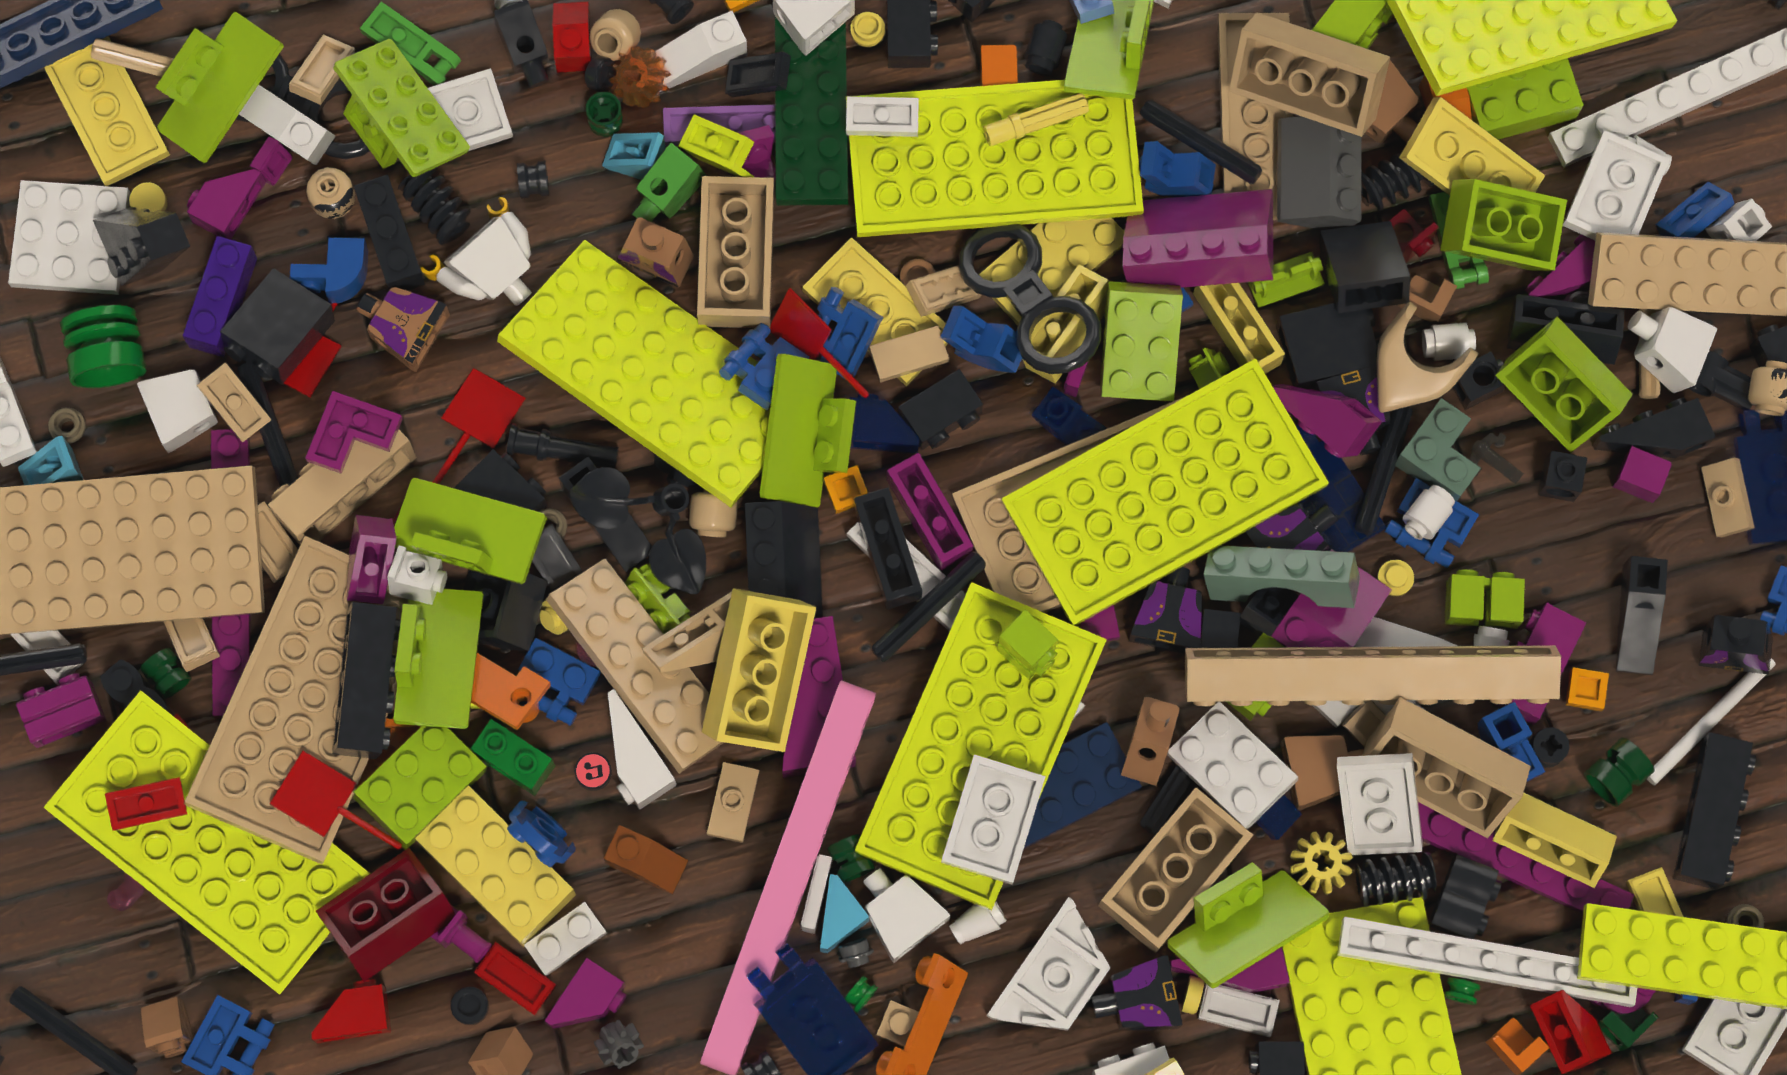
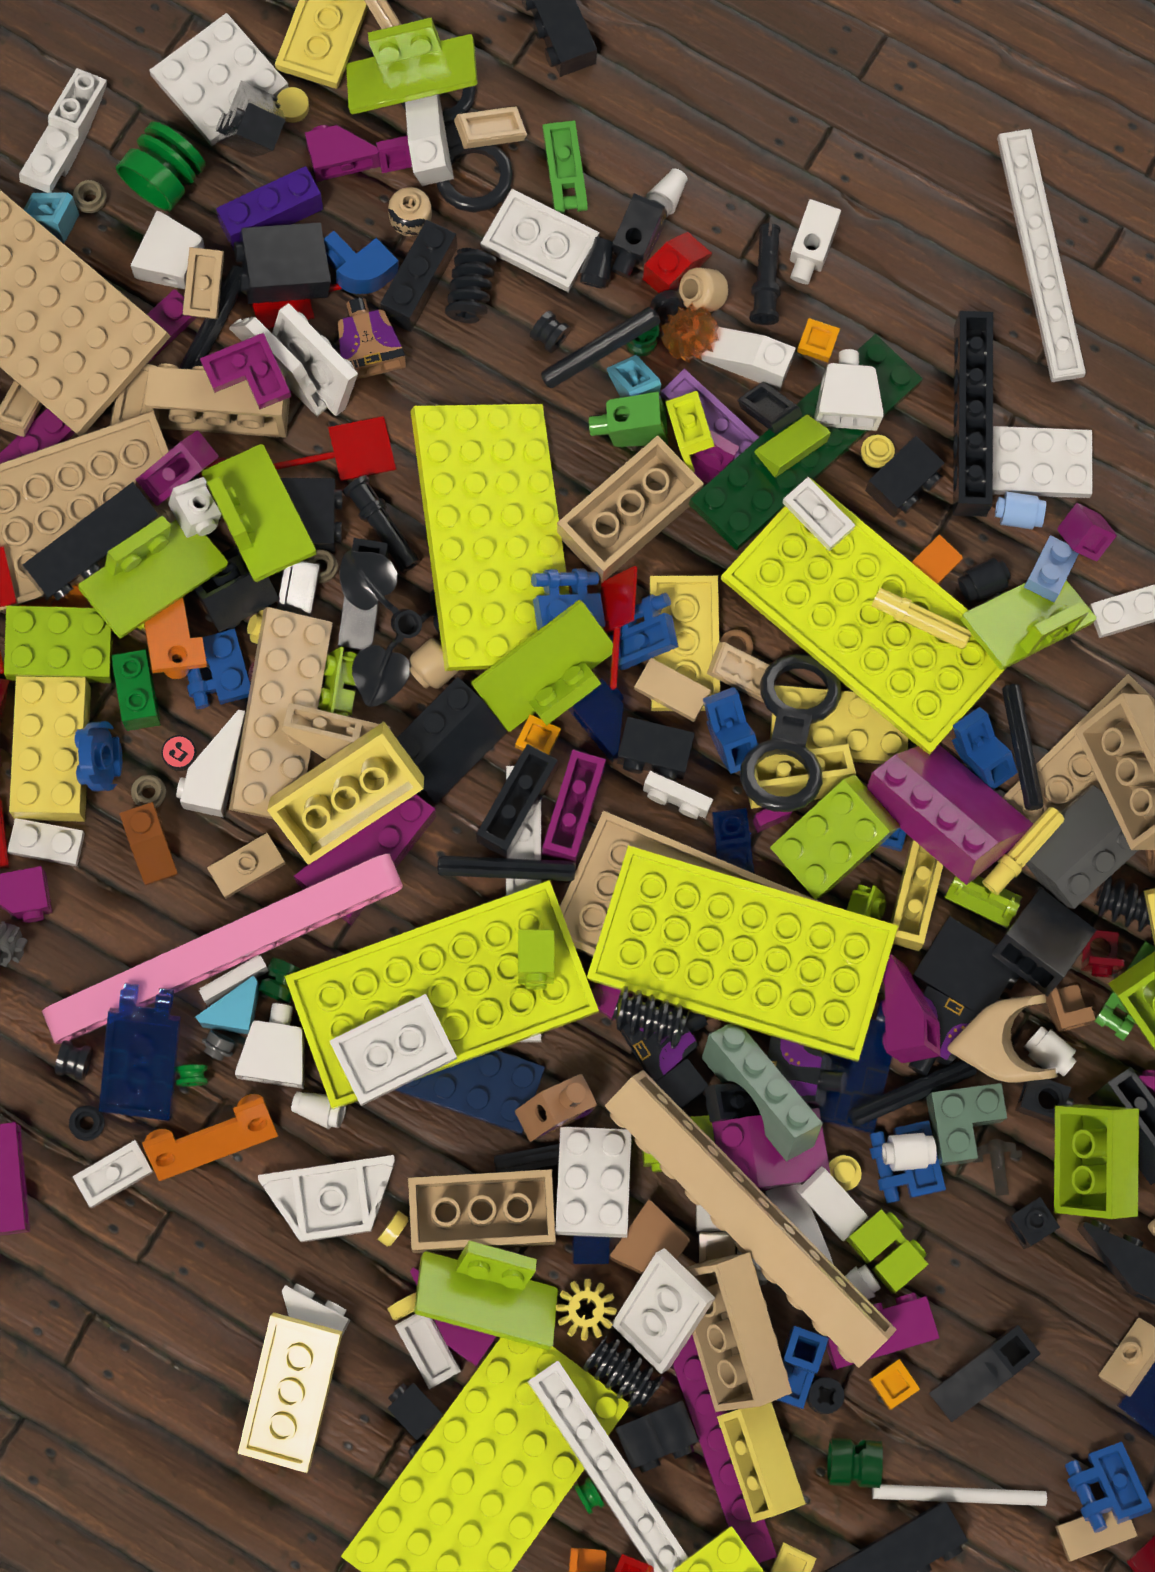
camera: 45 degrees right, 0 degrees up
(314, 400) = (293, 370): none -> white wing
(381, 376) = (325, 367): none -> white plate
(397, 111) = (508, 199): lime bracket -> none
(488, 260) = (464, 355): white torso -> none
(515, 93) = (597, 265): none -> black cone
(586, 153) = (600, 347): none -> black axle
(596, 813) = (144, 782): none -> dark tan plate
(655, 252) = (578, 454): medium nougat torso -> none
(807, 84) = (792, 445): none -> lime slope
(897, 1023) = (195, 1118): tan plate -> none
(1006, 423) = (665, 790): none -> white plate
(1124, 950) = (393, 1229): none -> light yellow tile
(1141, 998) = (370, 1271): torso -> none
(1149, 605) = (649, 1017): none -> black piece
(1285, 234) = (1013, 862): none -> light yellow axle
(1412, 606) = (832, 1203): none -> white tile
(1642, 474) = (1090, 1279): magenta panel -> none
(1736, 644) = (1030, 1464): black torso -> none

